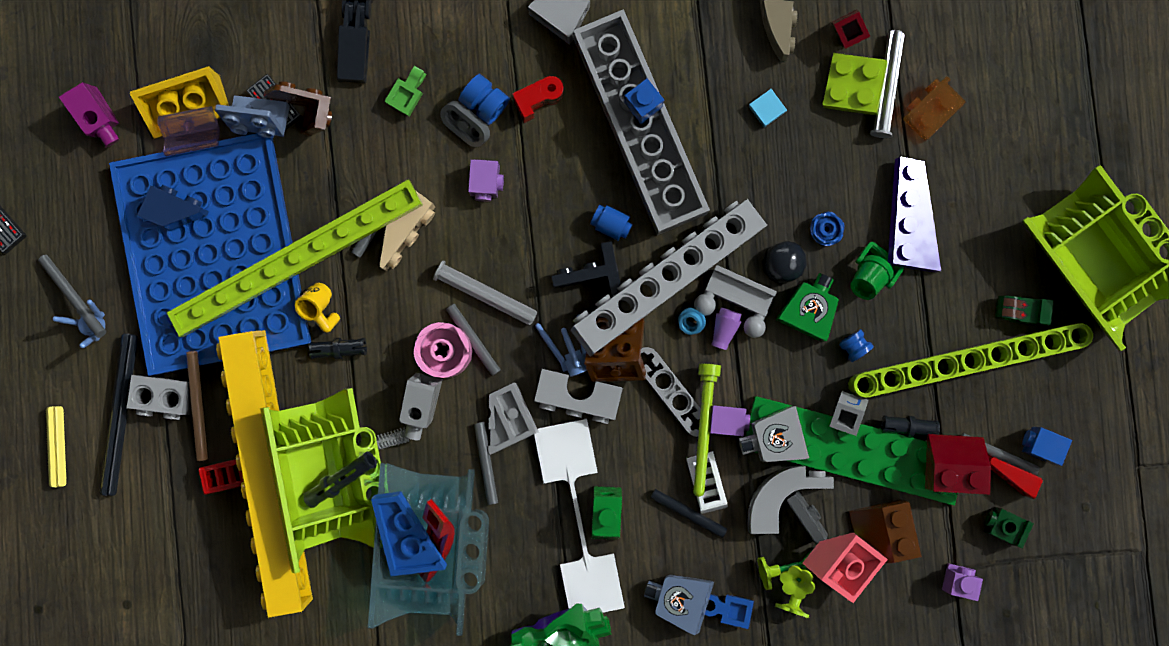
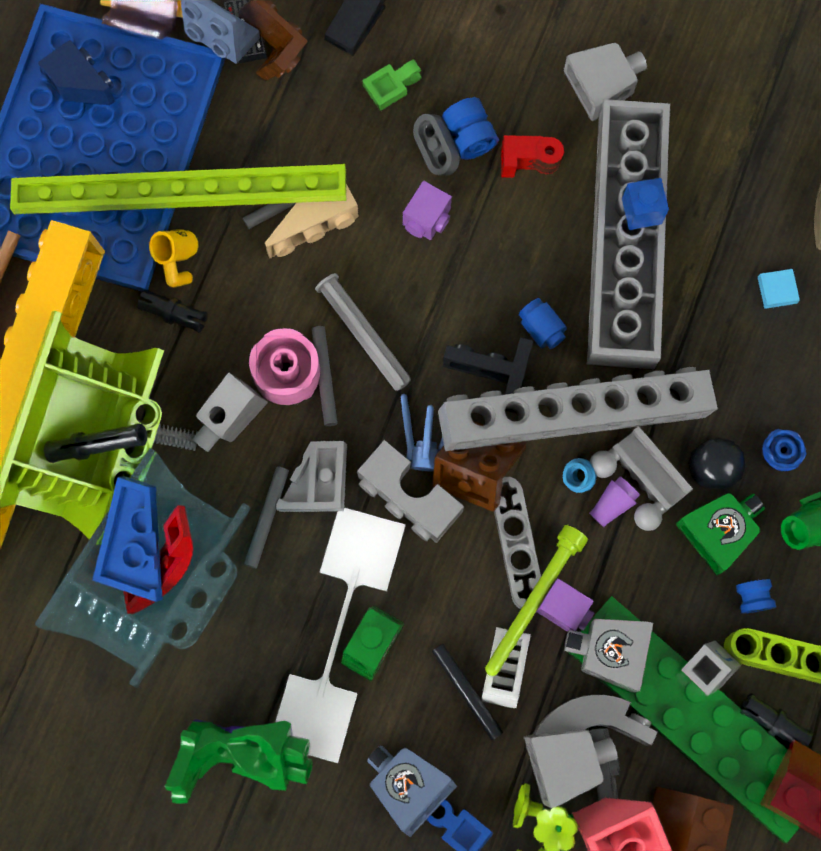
camera: 25 degrees right, 10 degrees down
(783, 532) = (567, 763): none -> light grey torso

